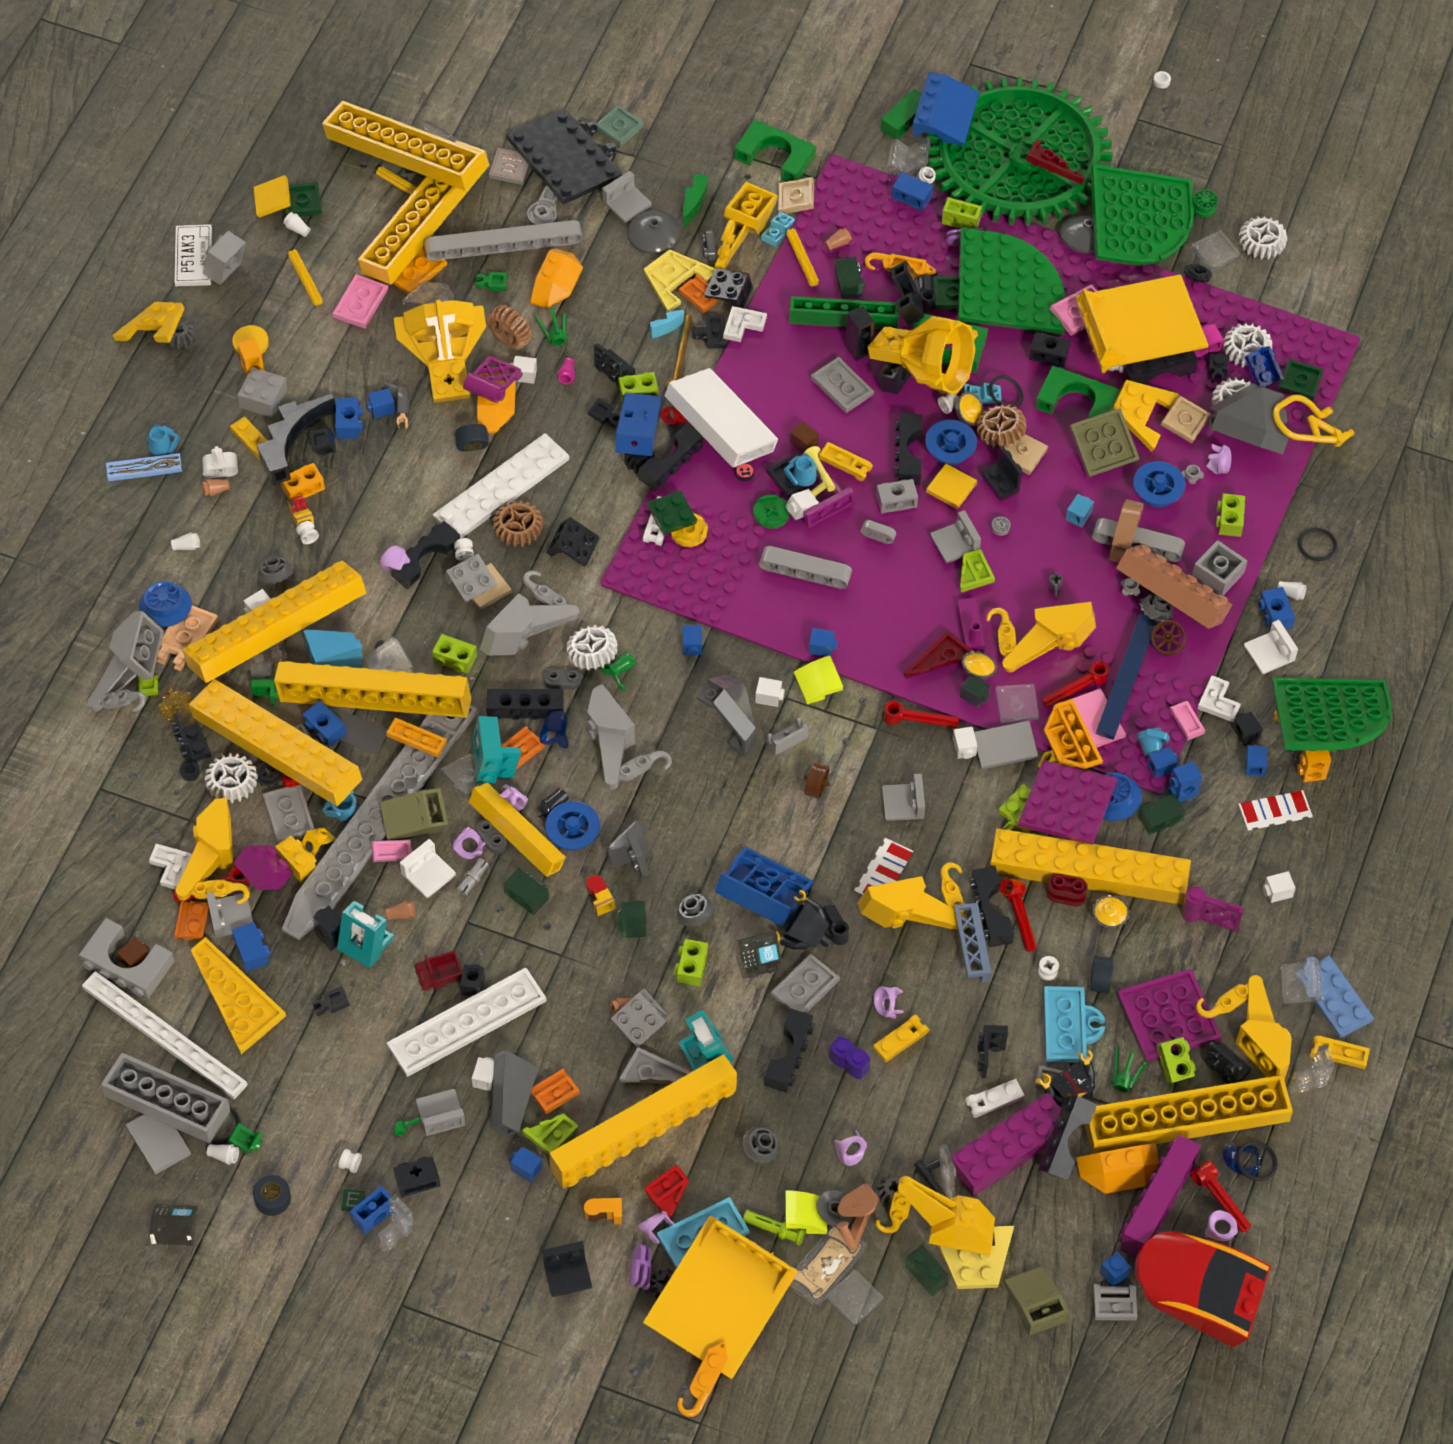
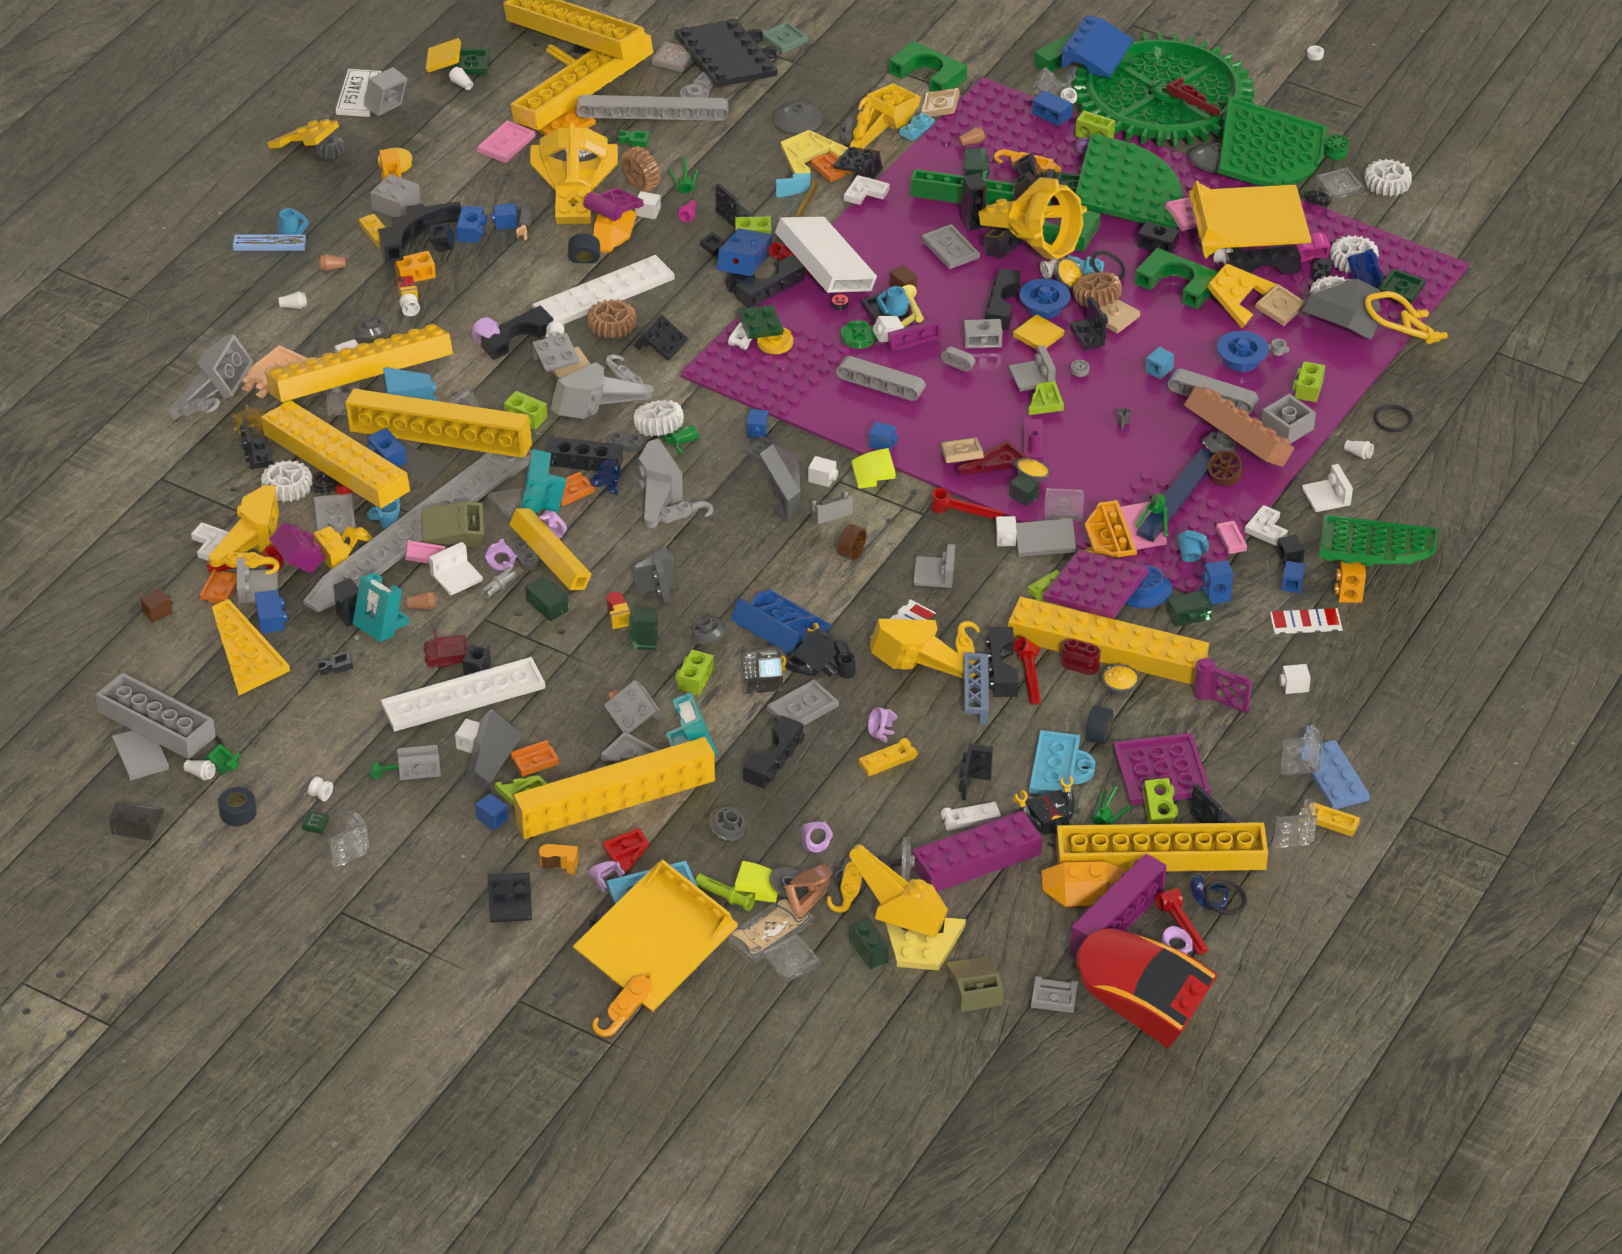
camera: 10 degrees right, 15 degrees down
(141, 978) = (156, 624): light grey arch -> none
(148, 687) = (228, 405): lime tile -> none
(164, 1035) = (169, 671): white plate -> none
(166, 603) = (262, 341): blue wheel -> none
(189, 771) = (249, 473): black tile -> none
(219, 464) = (341, 244): white beam -> none
(265, 688) = (336, 417): green bracket -> none
(305, 277) = (459, 119): yellow axle -> none
(371, 1210) = (327, 826): blue brick -> none
(416, 737) = (471, 466): light orange plate -> none
(426, 1179) = (382, 808): black brick -> none
(556, 278) = (694, 140): light orange wedge -> none
(556, 798) = (590, 534): black piece -> none
(572, 825) = (604, 553): blue wheel -> none
(625, 198) = (774, 88): light grey bracket -> none
(641, 1267) = (584, 907): medium lavender arm -> none
(694, 198) = (842, 95): green slope -> none
(711, 332) = (833, 196): black hinge -> none
(802, 257) = (934, 148): yellow axle -> none
(845, 461) = (939, 302): yellow plate -> none
(847, 1056) = (832, 764): dark purple brick -> none
(904, 649) = (961, 450): none -> tan plate
(1044, 971) = (1048, 717): white wheel -> none
(1056, 627) = (1115, 444): yellow slope -> none
(1056, 1158) = (1020, 867): arch -> none
(1078, 684) = (1148, 488): red axle -> none
(1104, 442) = (1194, 311): olive plate -> none
(1112, 699) = (1157, 506): none -> green plant
(1115, 1269) = (1060, 965): blue brick -> none
(1126, 529) = (1201, 373): medium nougat arch -> none
(1129, 582) = (1197, 427): light grey plate -> none
(1162, 762) = (1195, 563): blue brick -> none
(1219, 462) = (1307, 342): lavender piece -> none
(1259, 1037) = (1248, 790): yellow slope -> none
(1276, 600) = (1340, 454): blue brick -> none

